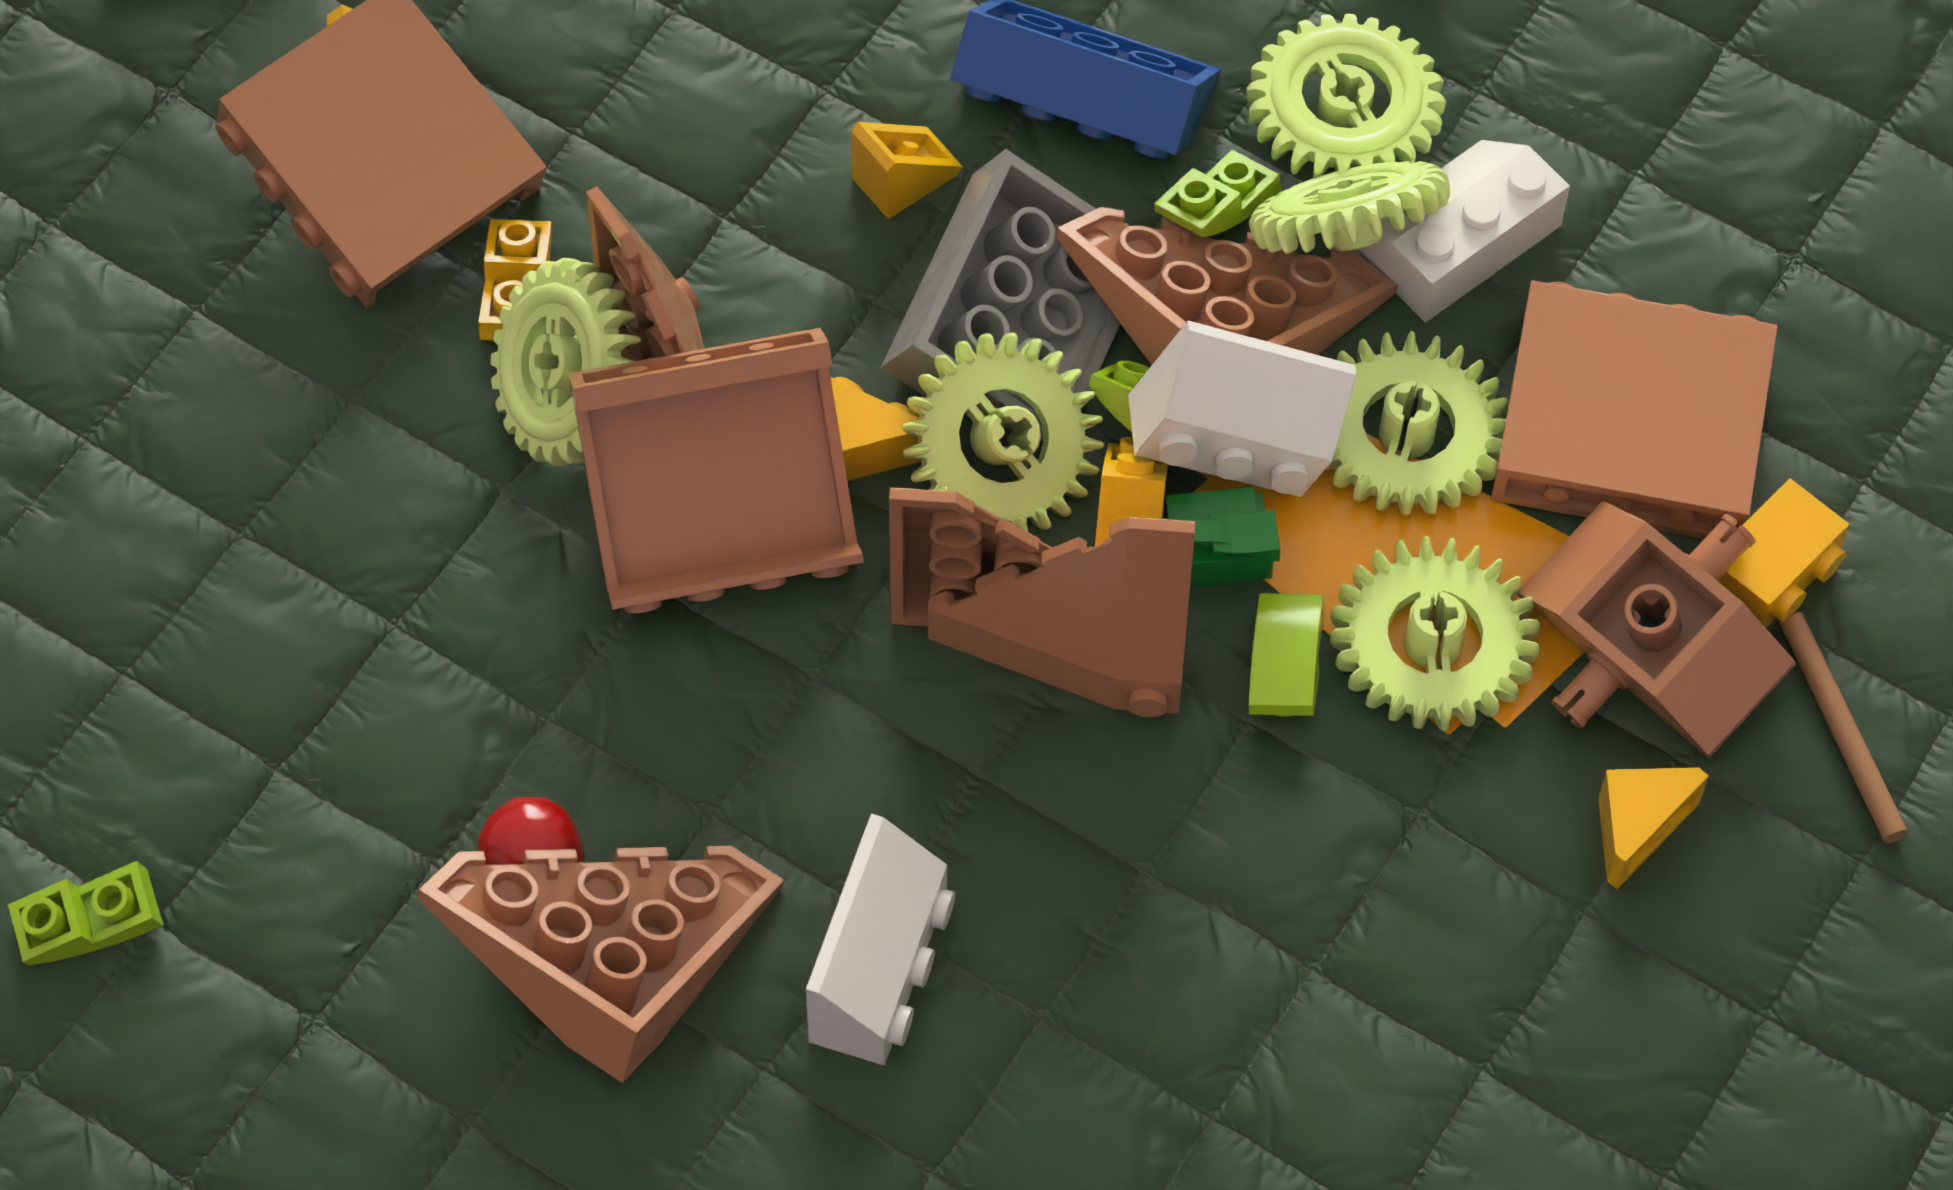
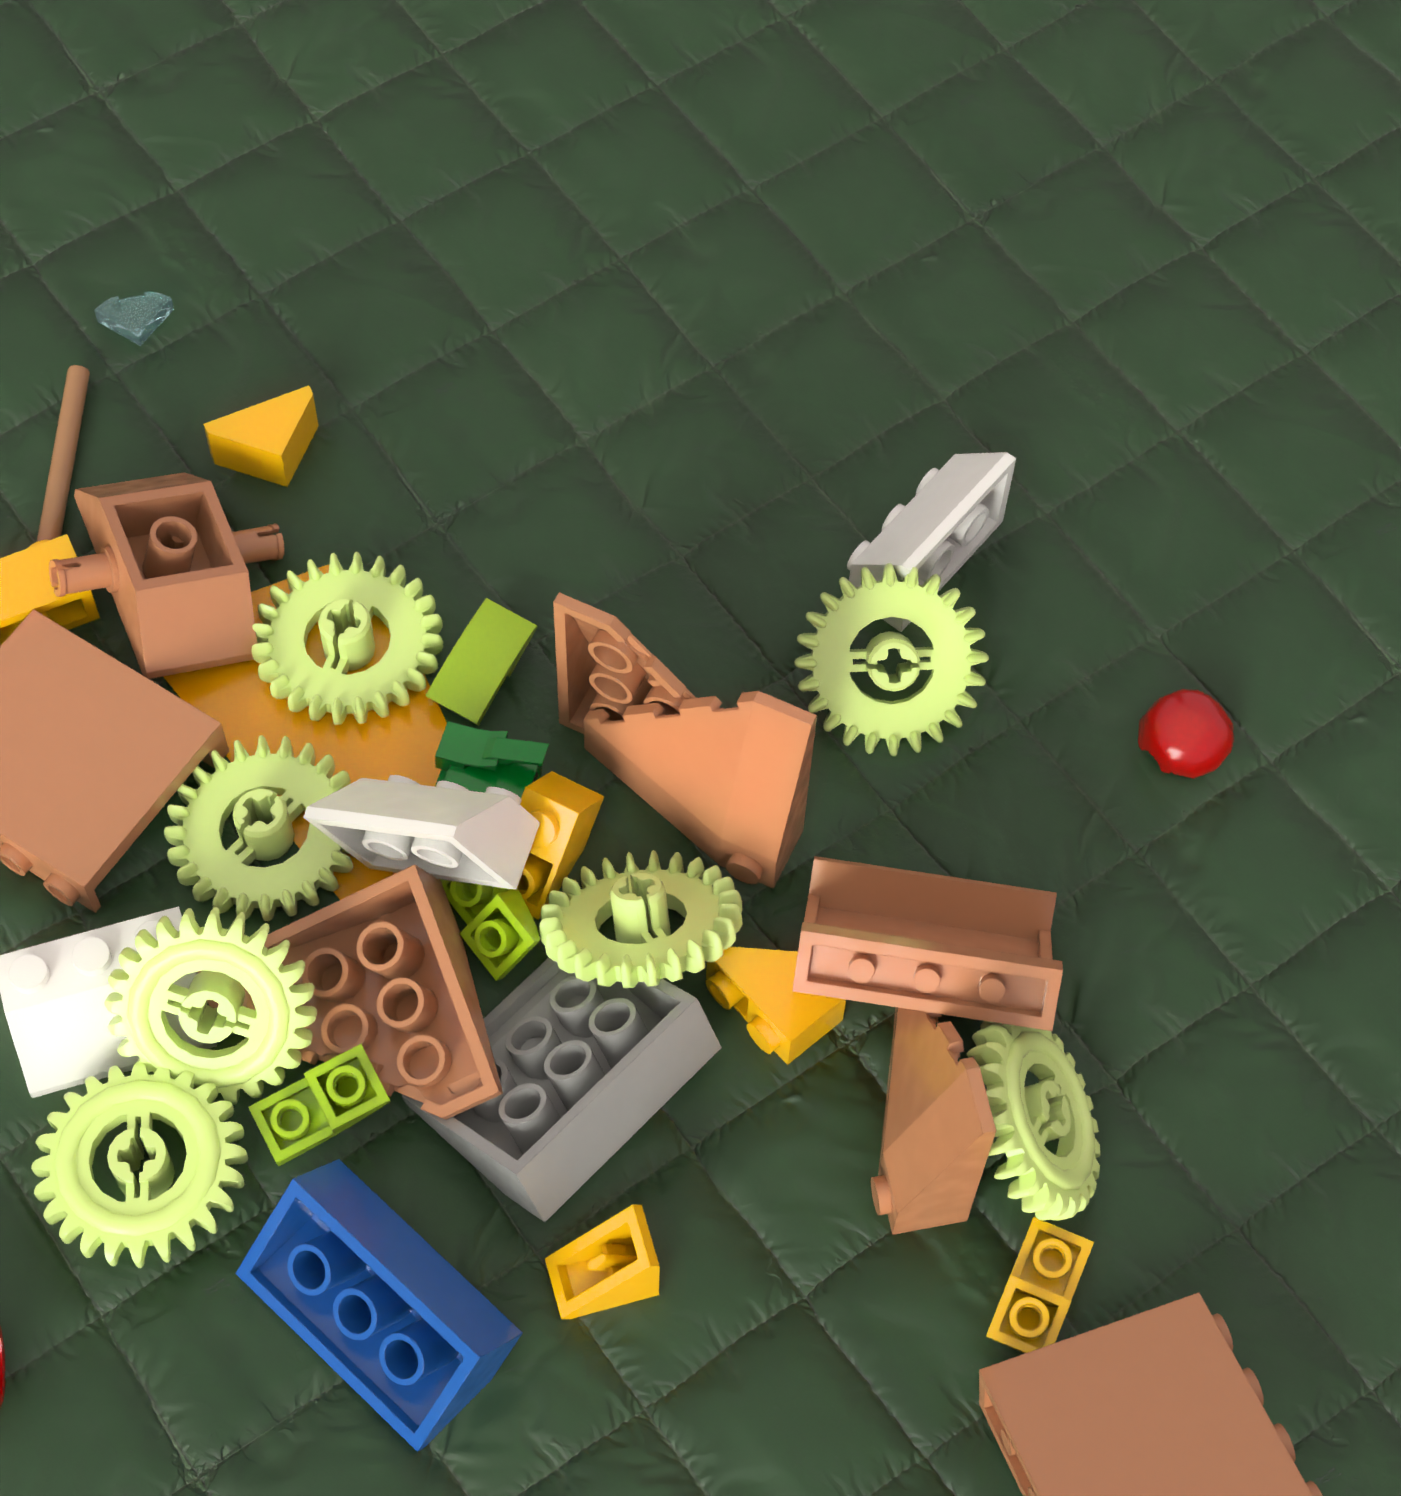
camera: 160 degrees left, 0 degrees up
(603, 946) = (1148, 613): nougat slope -> none
(863, 775) = (948, 658): none -> yellowish green gear
(1882, 929) = (136, 315): none -> clear light blue tile

